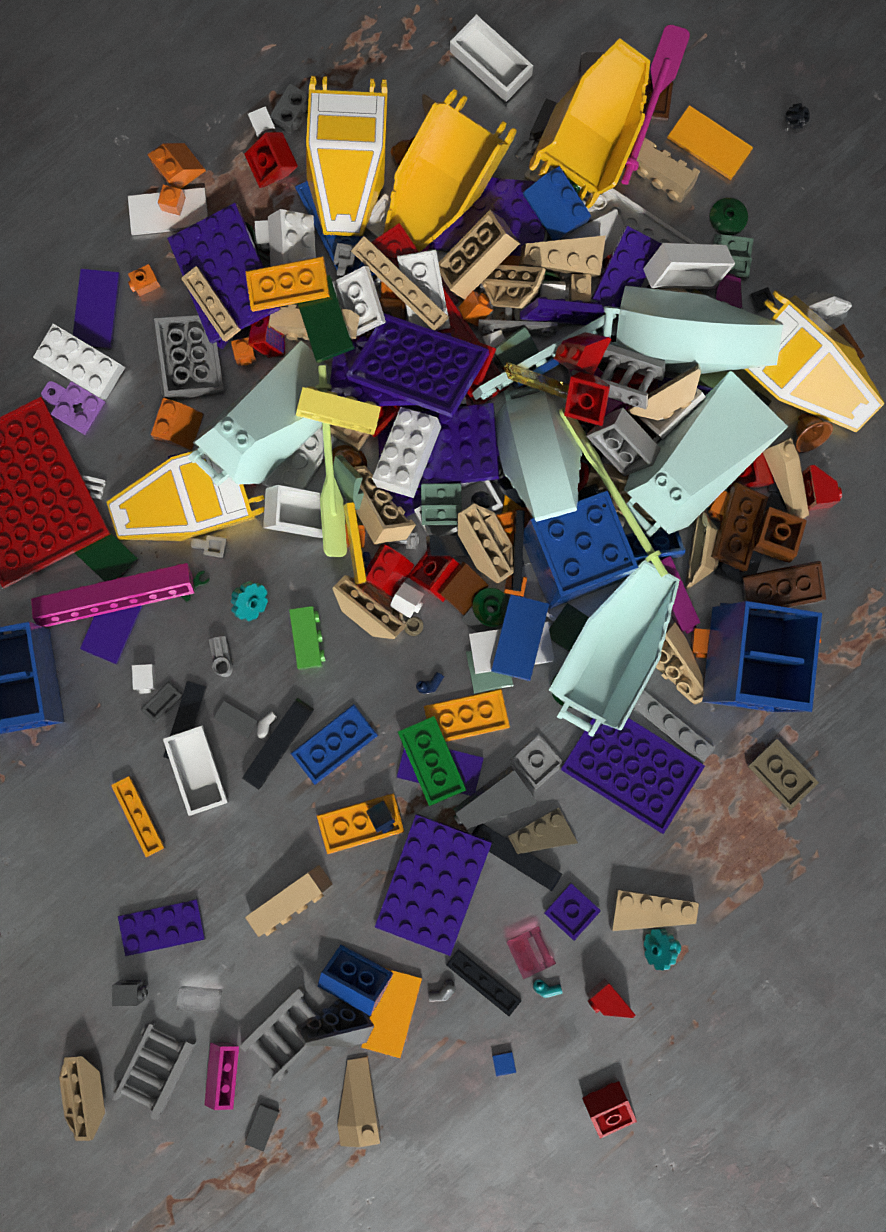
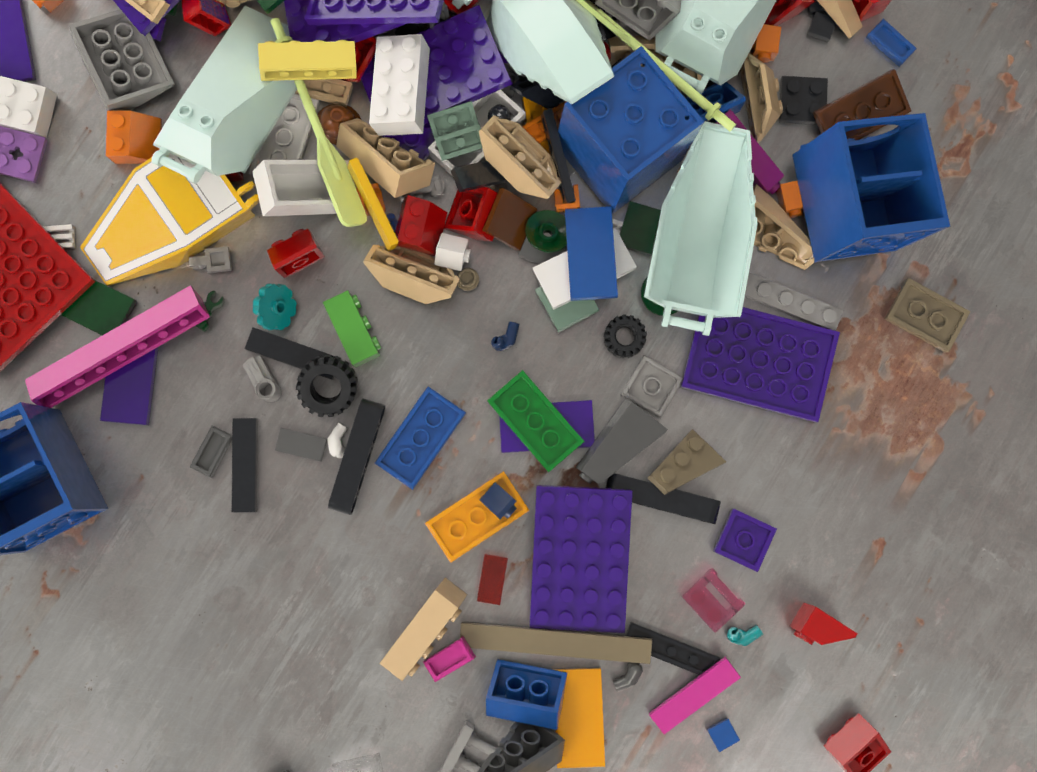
camera: 20 degrees left, 0 degrees up
(138, 816) = (223, 587): light orange plate -> none
(144, 678) = (182, 430): white brick -> none
(161, 927) = (288, 705): dark purple plate -> none
(195, 770) = (271, 514): white piece -> none
(243, 353) = (183, 35): orange brick -> none
(251, 642) = (283, 349): none -> black tile
(260, 690) = (321, 404): none -> black tyre
(279, 561) = (295, 253): none -> red slope
(301, 931) = (449, 659): none -> dark pink tile
(348, 481) = (343, 136): sand green slope -> none
(356, 878) = (492, 579): none -> clear red tile
(391, 946) = (557, 642): none -> dark tan tile
(470, 715) = (561, 358): light orange tile -> none
(490, 1024) = (694, 695): none -> dark pink tile
(539, 709) = (625, 322): none -> black tyre
(646, 910) = (825, 513): tan wedge -> none
(661, 949) = (858, 550): teal plant -> none
(739, 526) = (793, 58): reddish brown tile -> none
(780, 535) = (840, 54): dark orange brick -> none
(828, 536) = (891, 42): none -> blue tile

